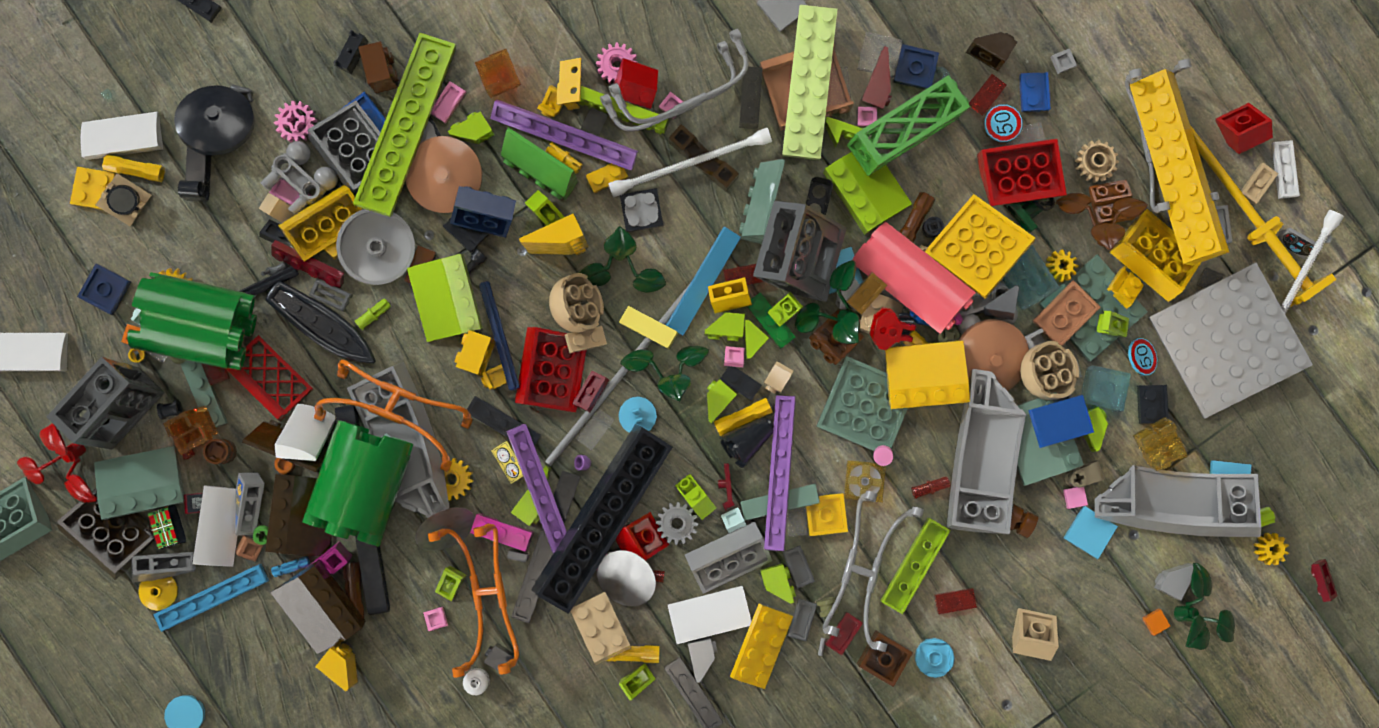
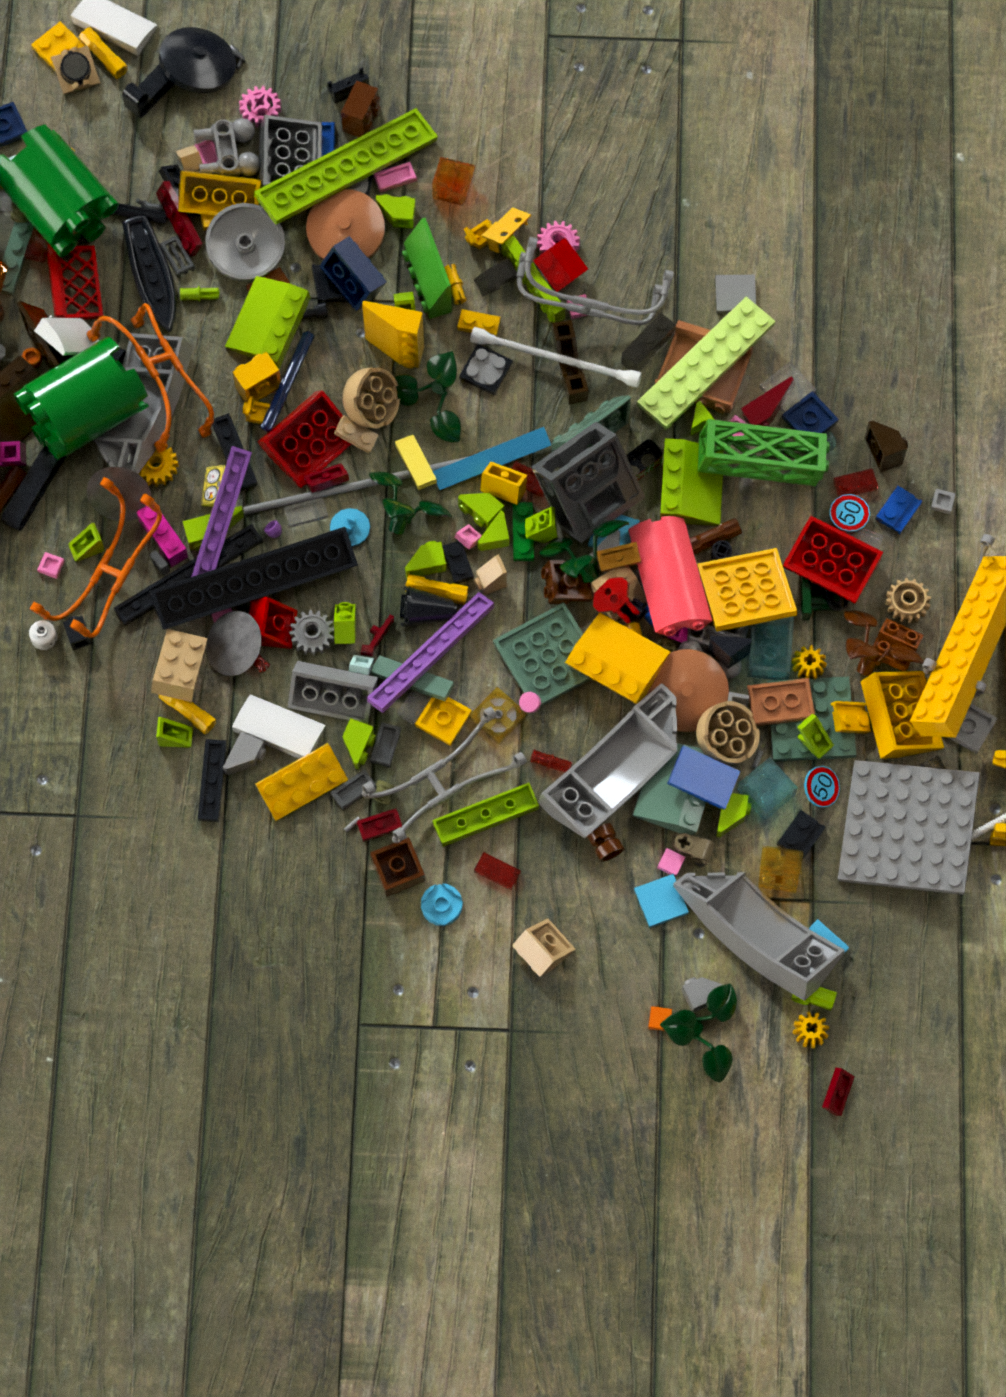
camera: 40 degrees right, 15 degrees down
(564, 134) = (469, 265): medium lavender plate -> none

